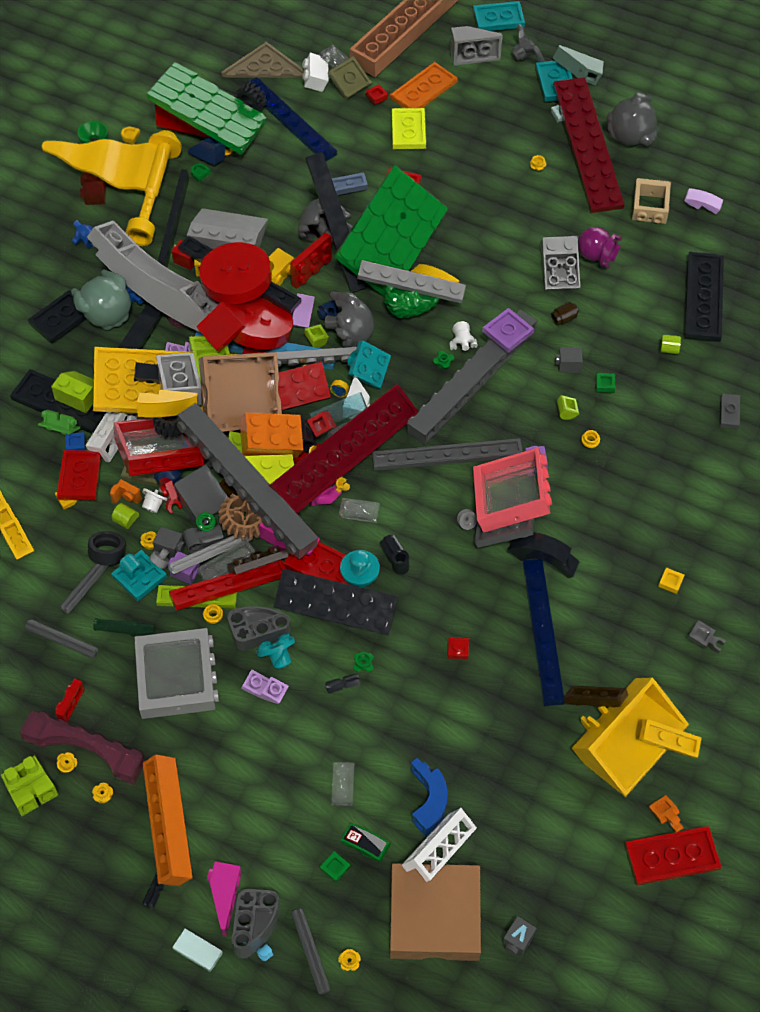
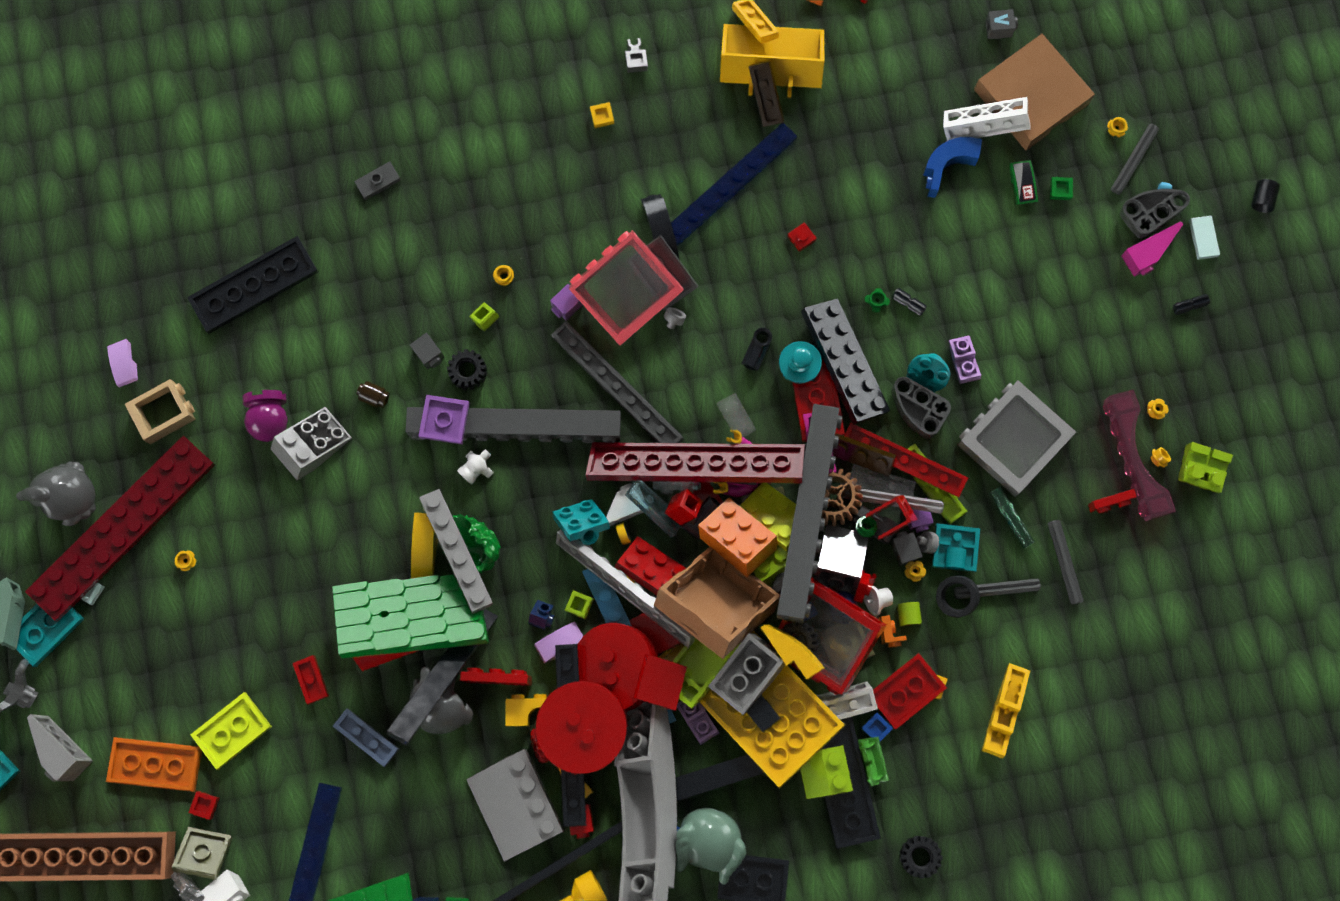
camera: 125 degrees left, 20 degrees up
(167, 821) = (1138, 335): orange brick -> none
(201, 537) = (906, 509): none -> red piece
(213, 608) = (941, 451): yellow plate -> none
(343, 784) = (991, 236): clear plate -> none
(353, 322) = (544, 572): dark grey piece -> none
(443, 364) = (517, 471): green plate -> none
(536, 383) = (464, 357): none -> black tyre
(605, 382) = (429, 303): green plate -> none
(670, 344) = (340, 275): lime brick -> none

